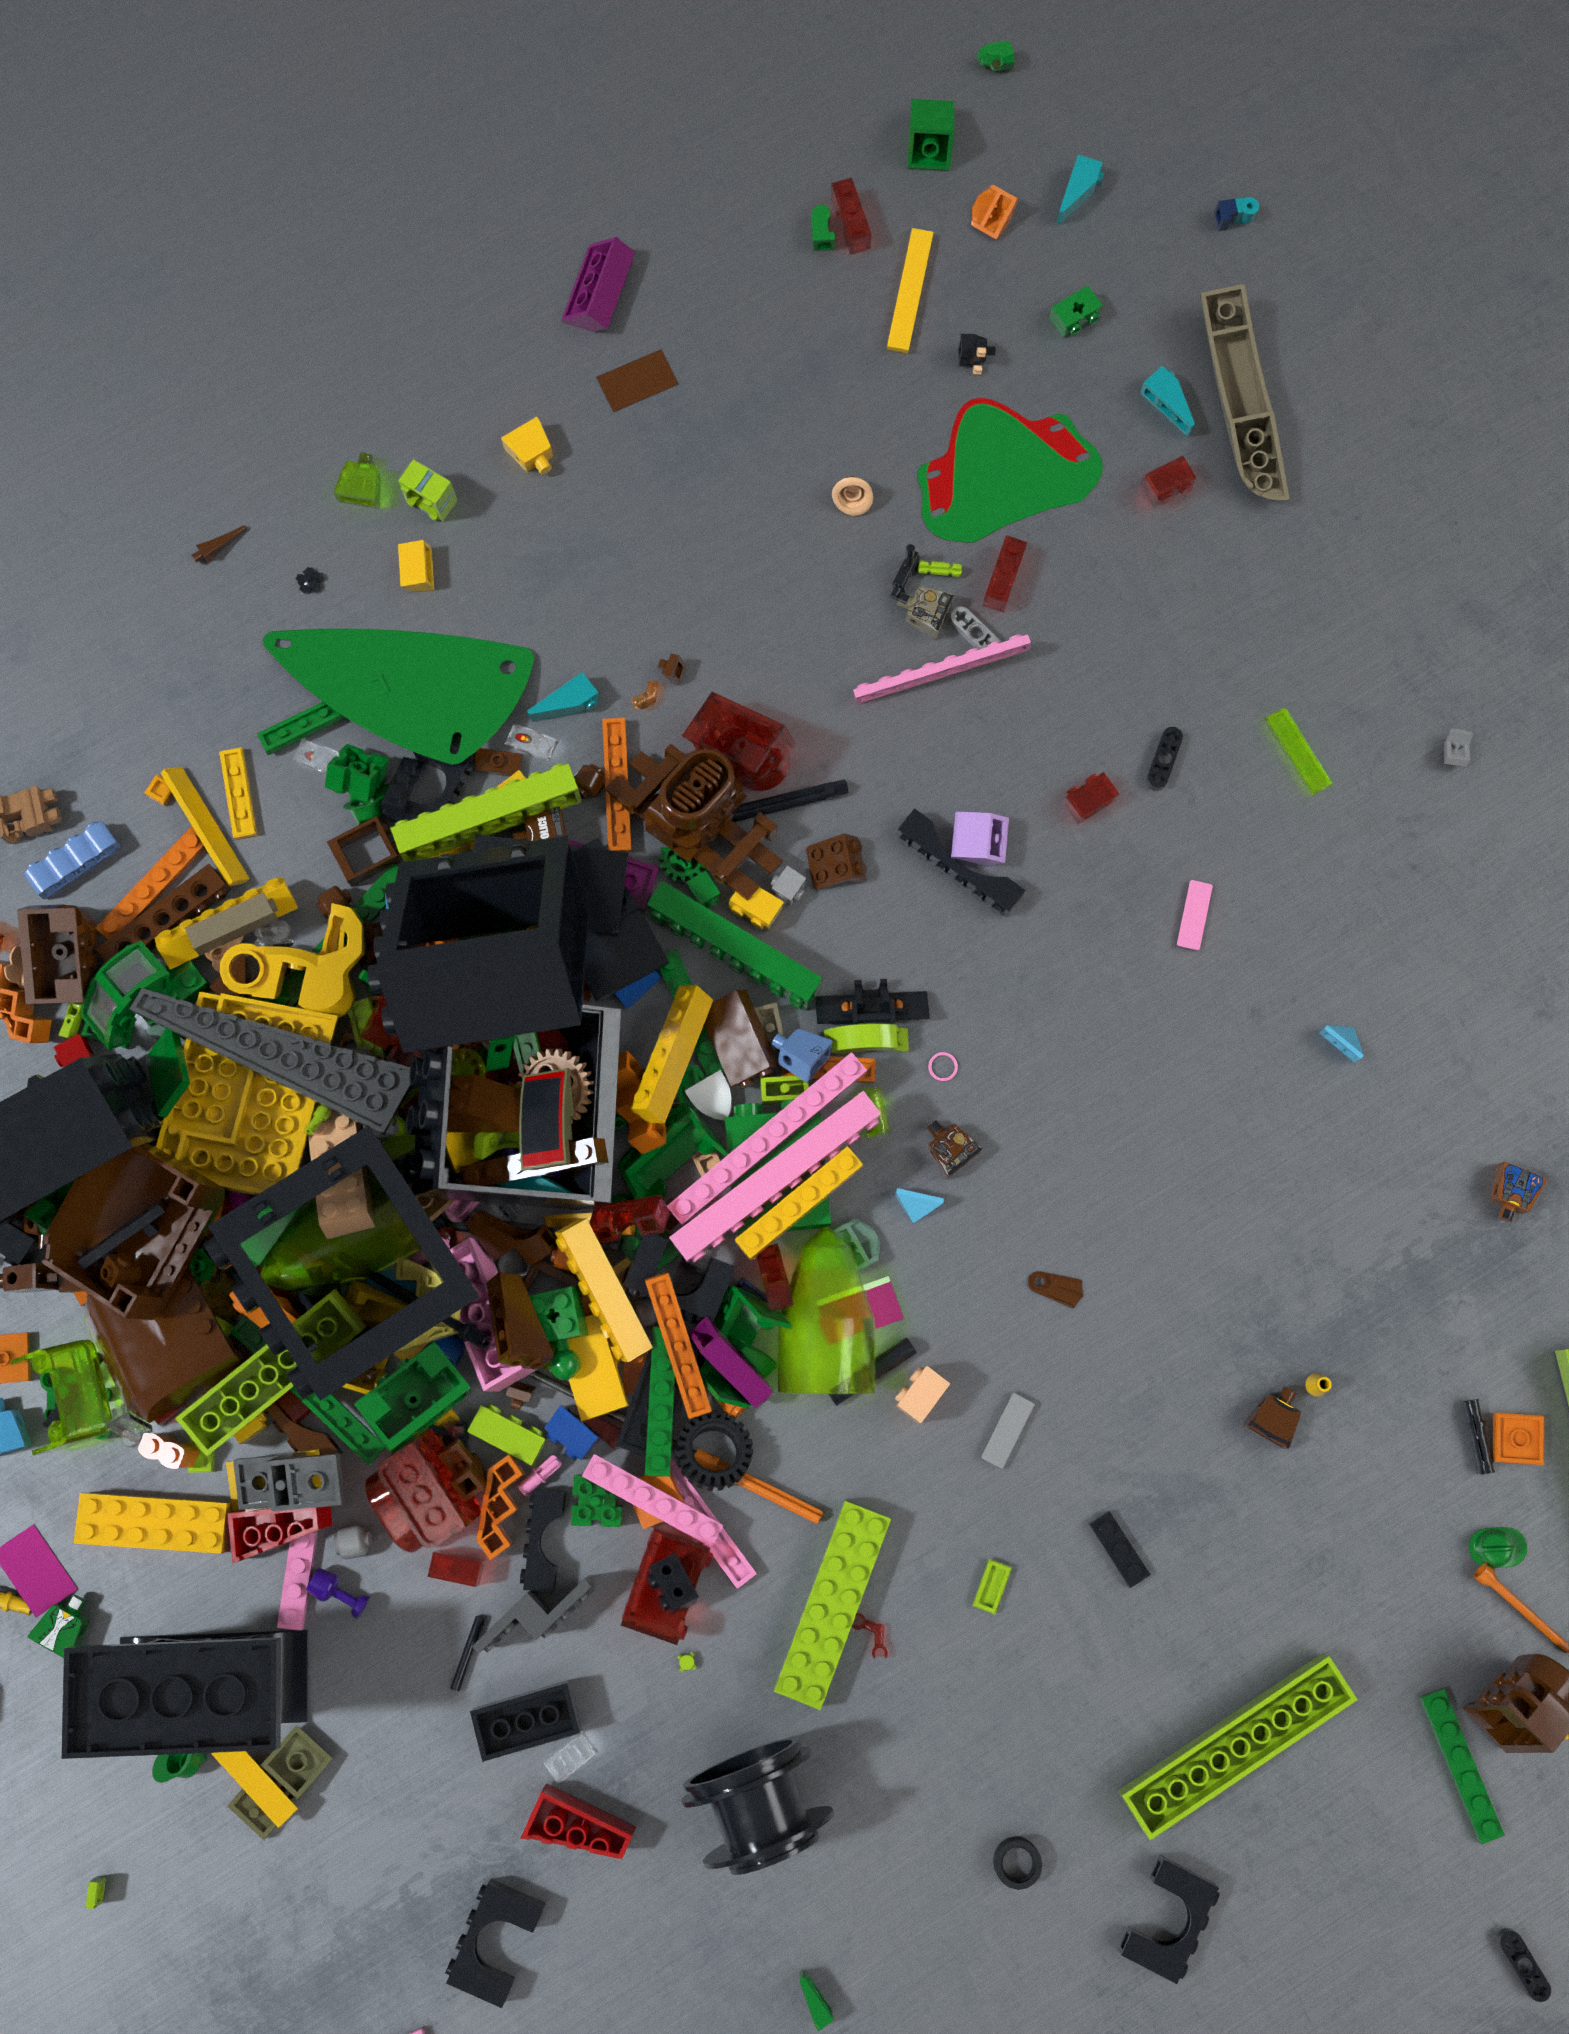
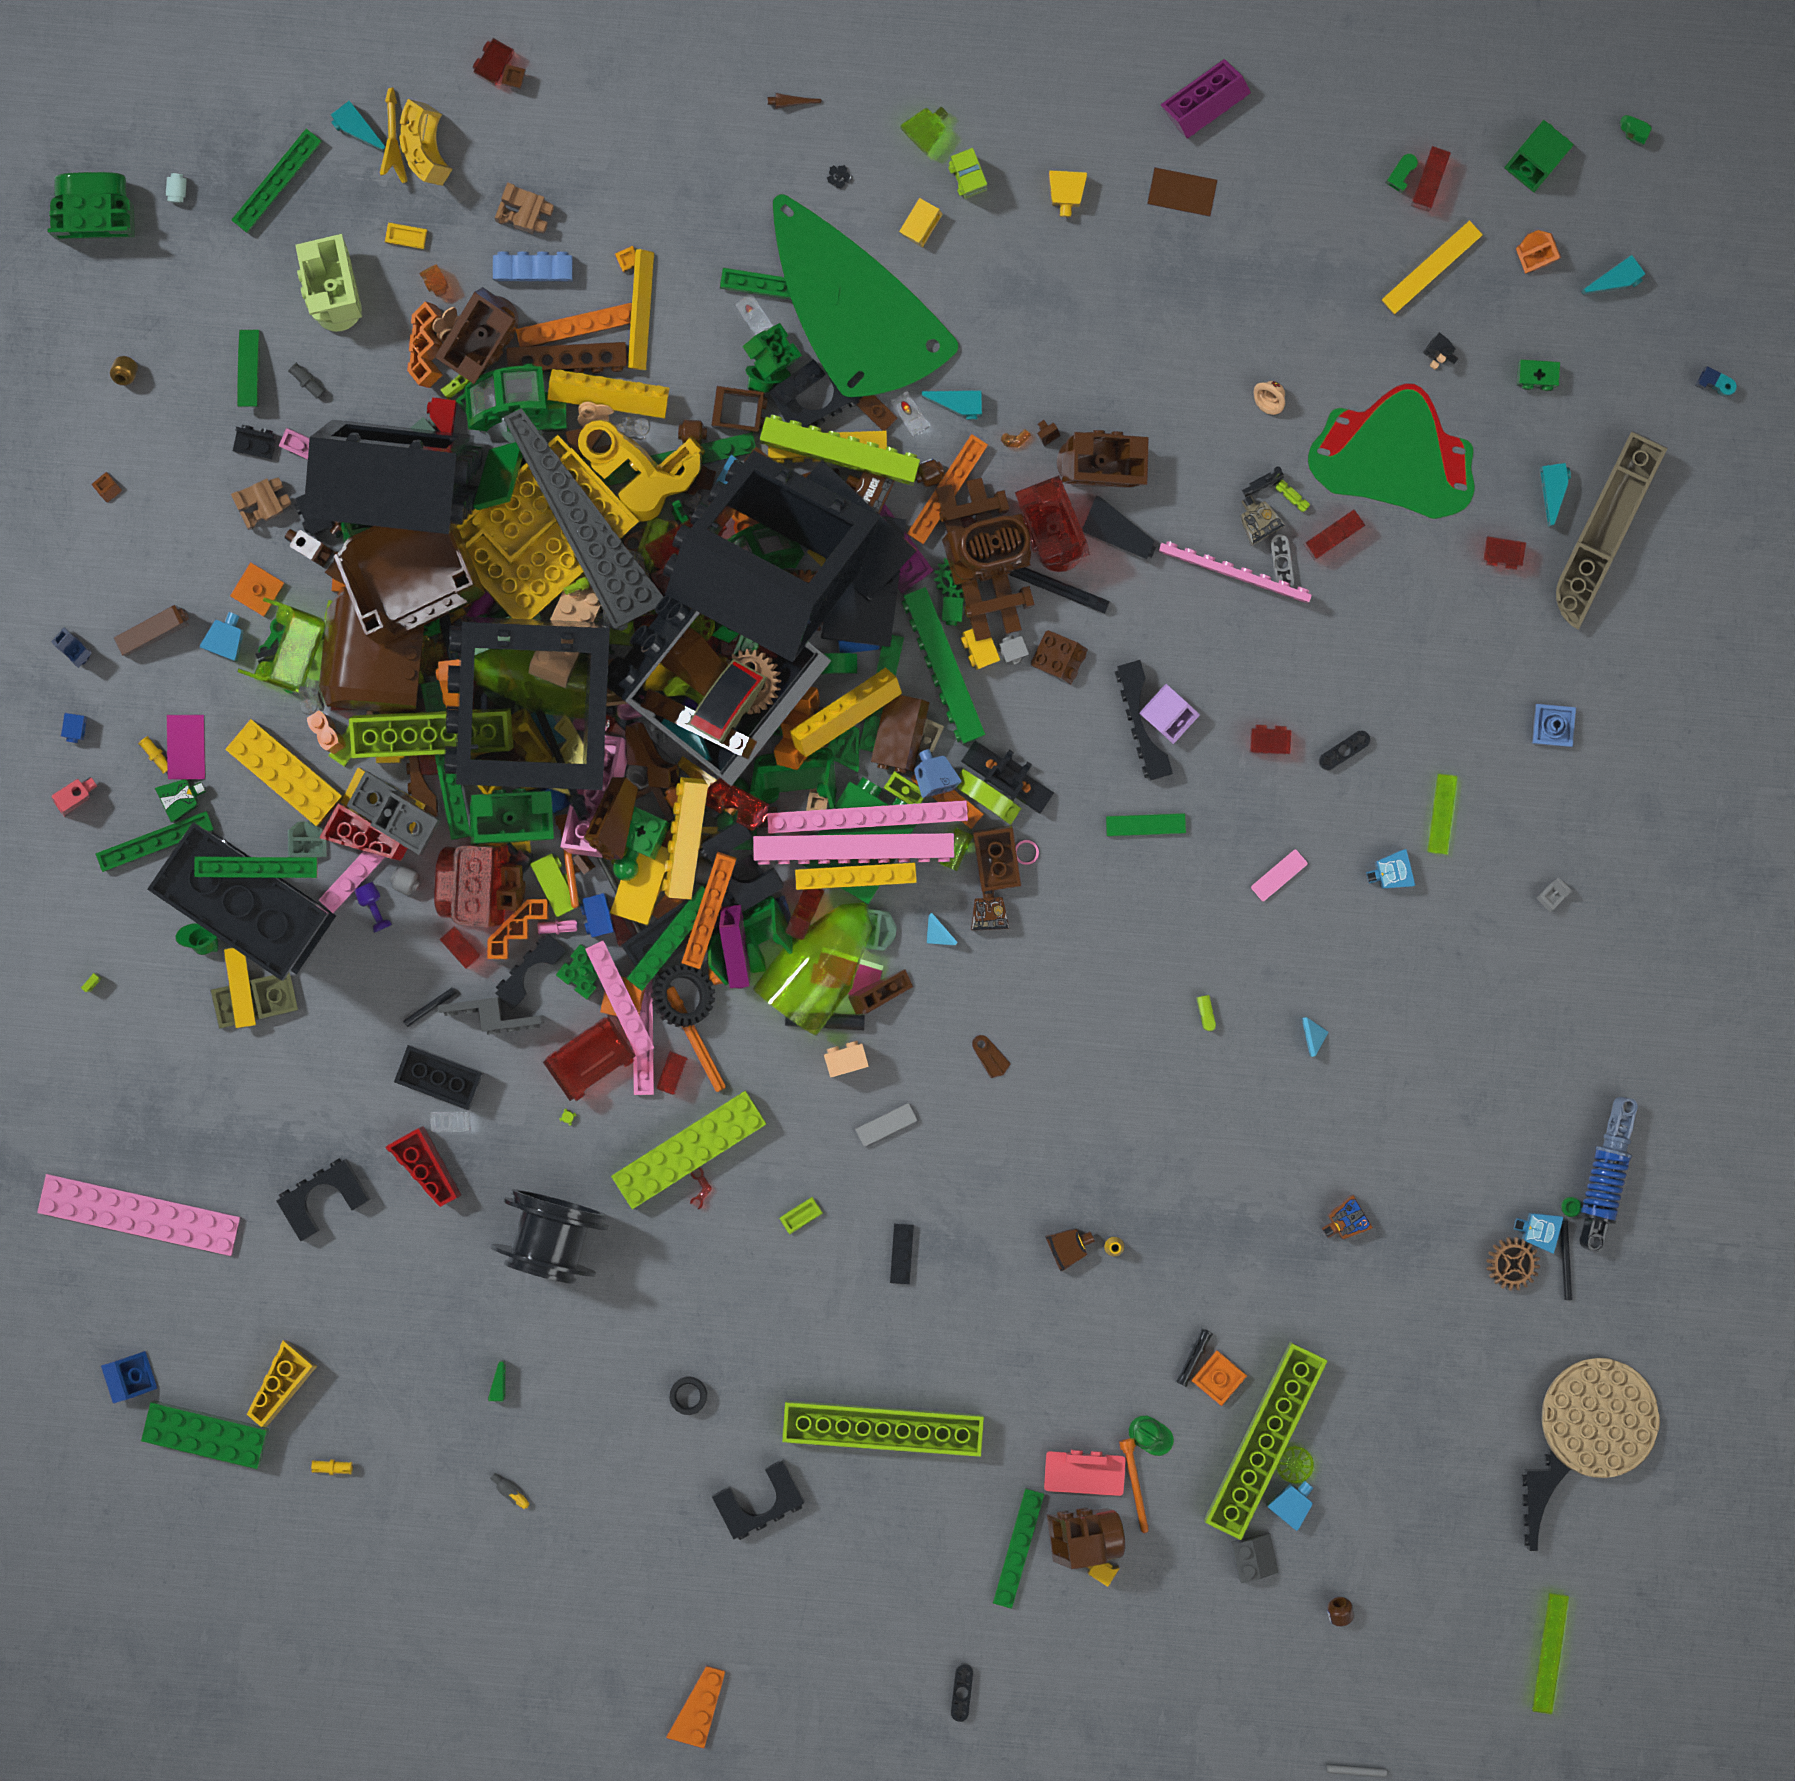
camera: 30 degrees right, 10 degrees up
(50, 1713) = (150, 842): none -> green plate
(119, 1269) = (378, 597): reddish brown brick -> none
(143, 1221) = (381, 572): black hinge -> none
(163, 1647) = (257, 867): none -> green plate
(221, 1578) = (305, 840): none -> sand green slope
(232, 923) = (612, 402): dark tan brick -> none
(238, 793) = (680, 301): yellow tile -> none
(534, 1432) = (560, 821): none -> orange piece
(634, 1016) = (841, 663): none -> green brick
(671, 1585) = (593, 1061): black brick -> none
(712, 1096) = (853, 758): white sticker -> none
(743, 651) = (1104, 460): none -> reddish brown brick
(759, 1537) = (672, 1072): none -> clear red brick
(806, 709) = (1114, 529): none -> black slope
(904, 1304) = (880, 992): none -> reddish brown slope
(920, 1090) = (997, 858): none -> reddish brown slope
(1035, 958) = (1145, 824): none -> green tile
(1228, 1092) = (1206, 1012): none -> lime bar
(1296, 833) = (1392, 871): none -> dark azure torso
(1334, 600) = (1553, 725): none -> medium blue plate
(1465, 1636) = (1084, 1473): none -> coral bracket

